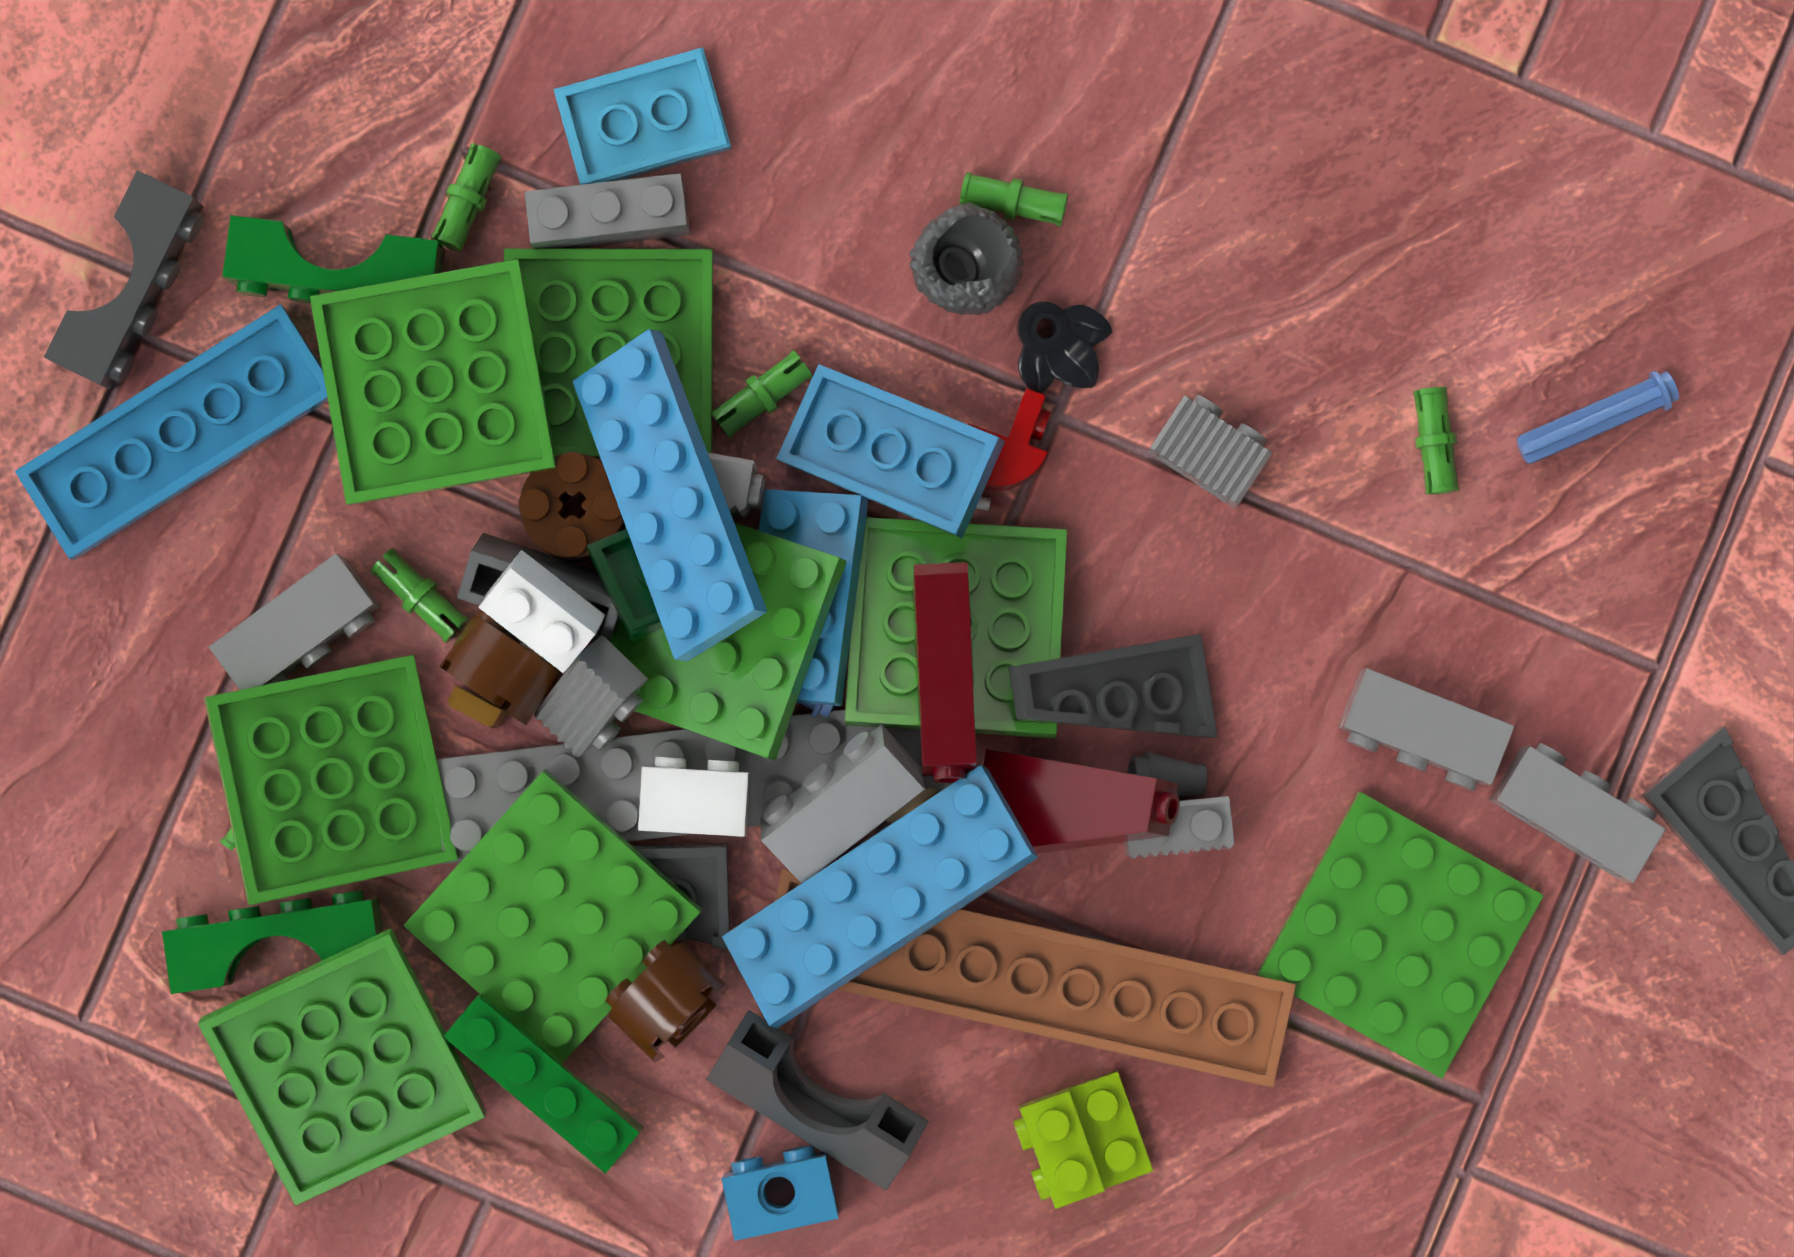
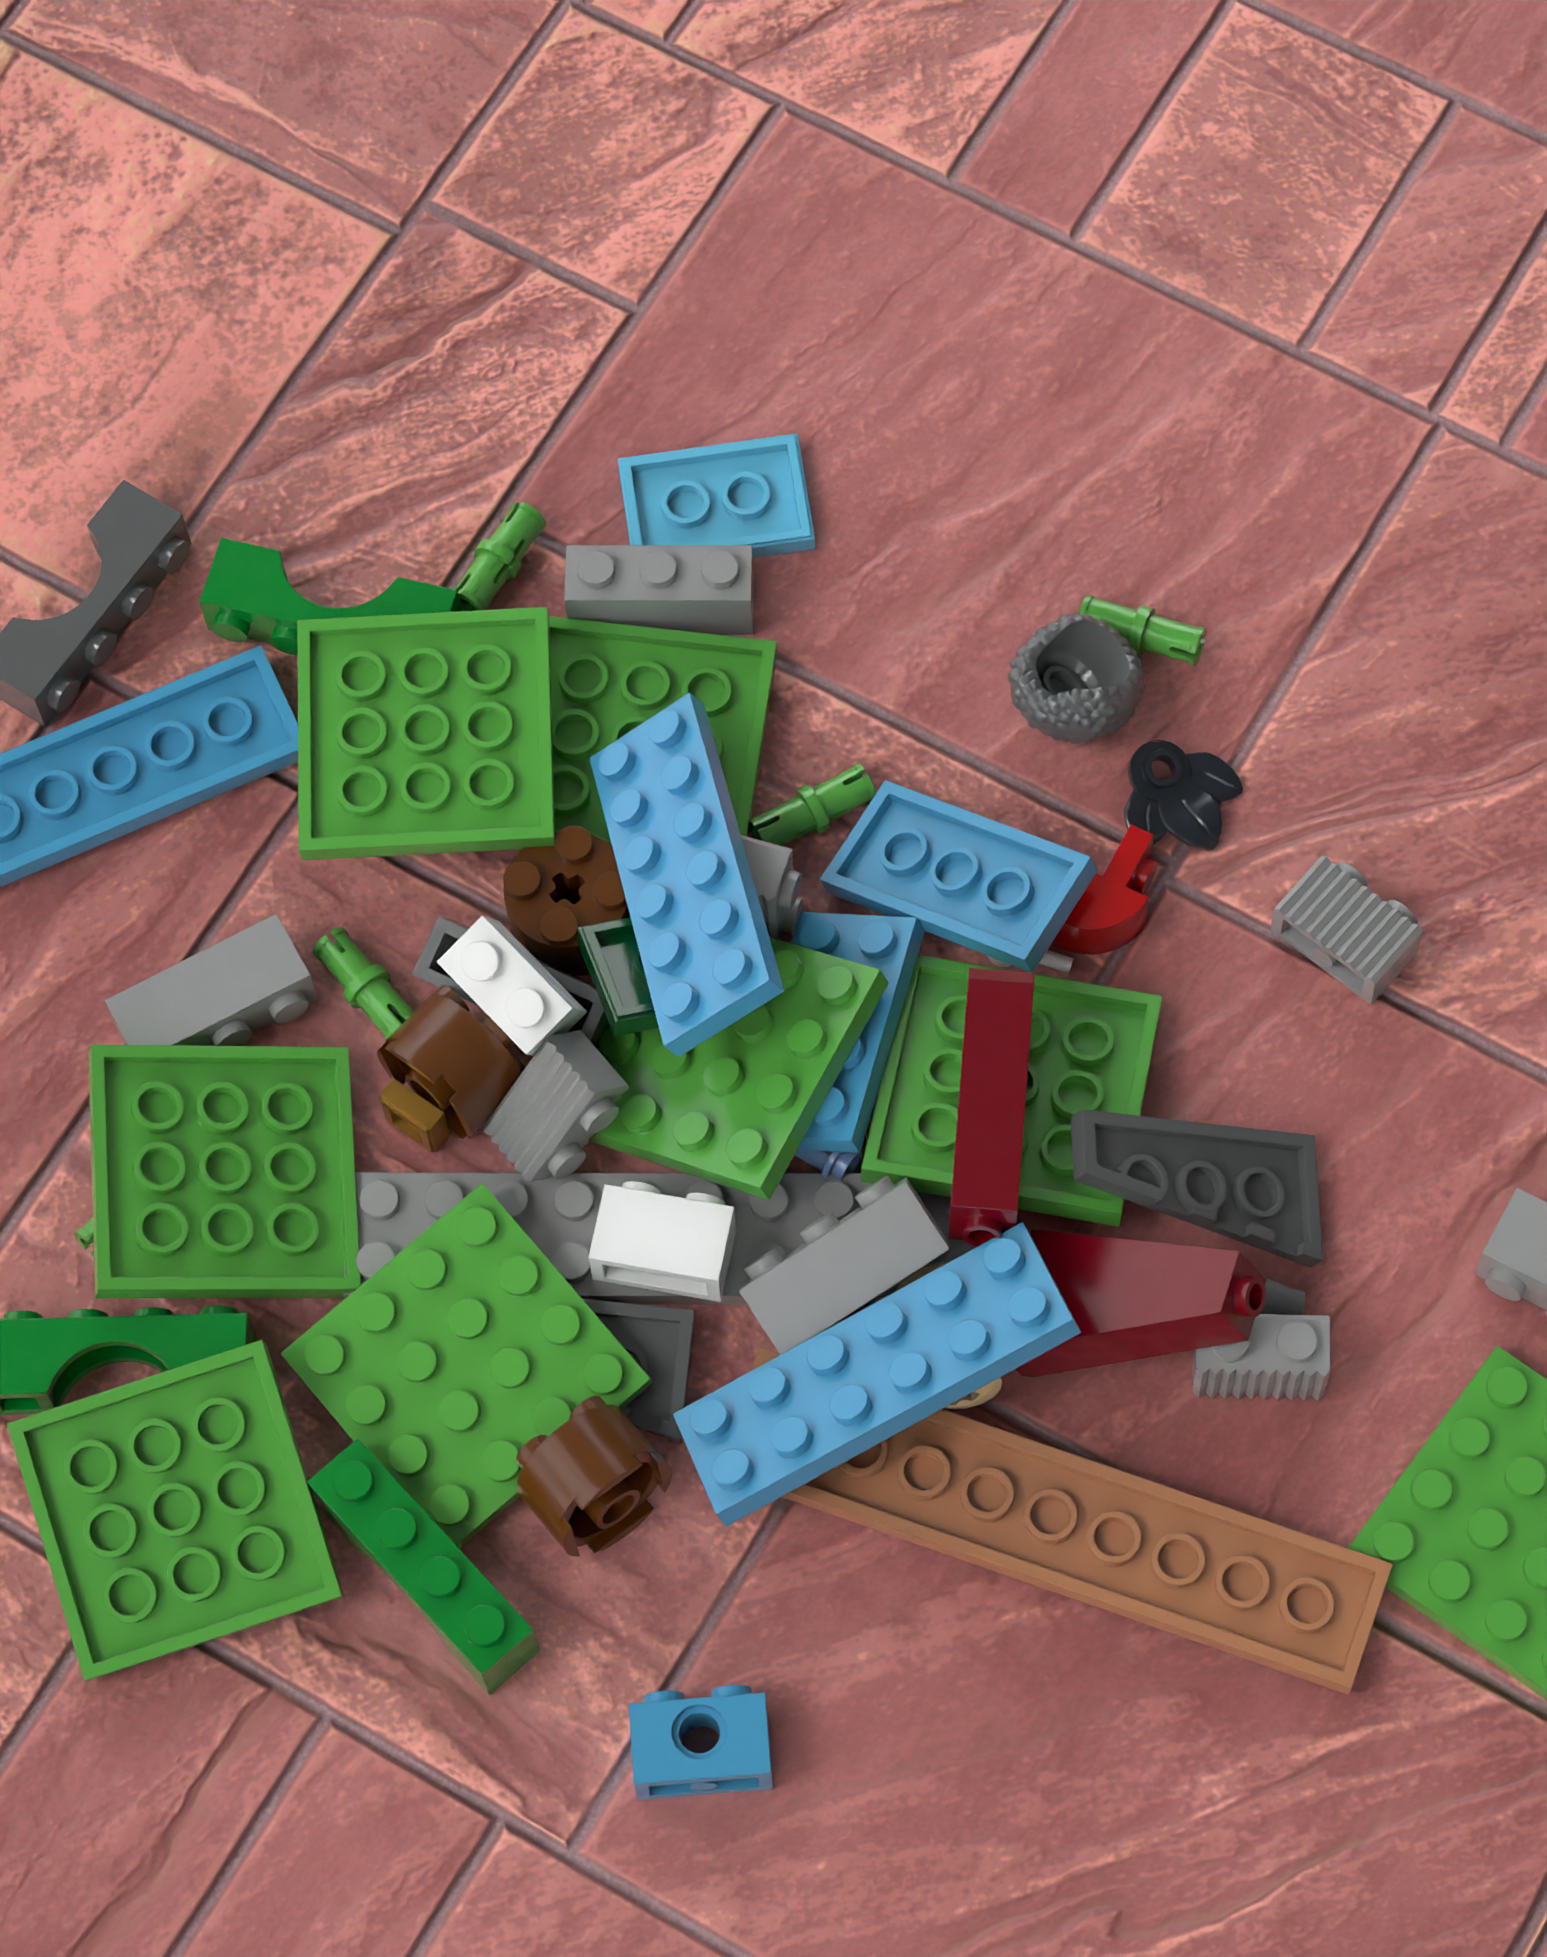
camera: 10 degrees right, 20 degrees down
(864, 1135) = (700, 1584): dark grey arch -> none
(1082, 1140) = (1097, 1730): lime plate -> none

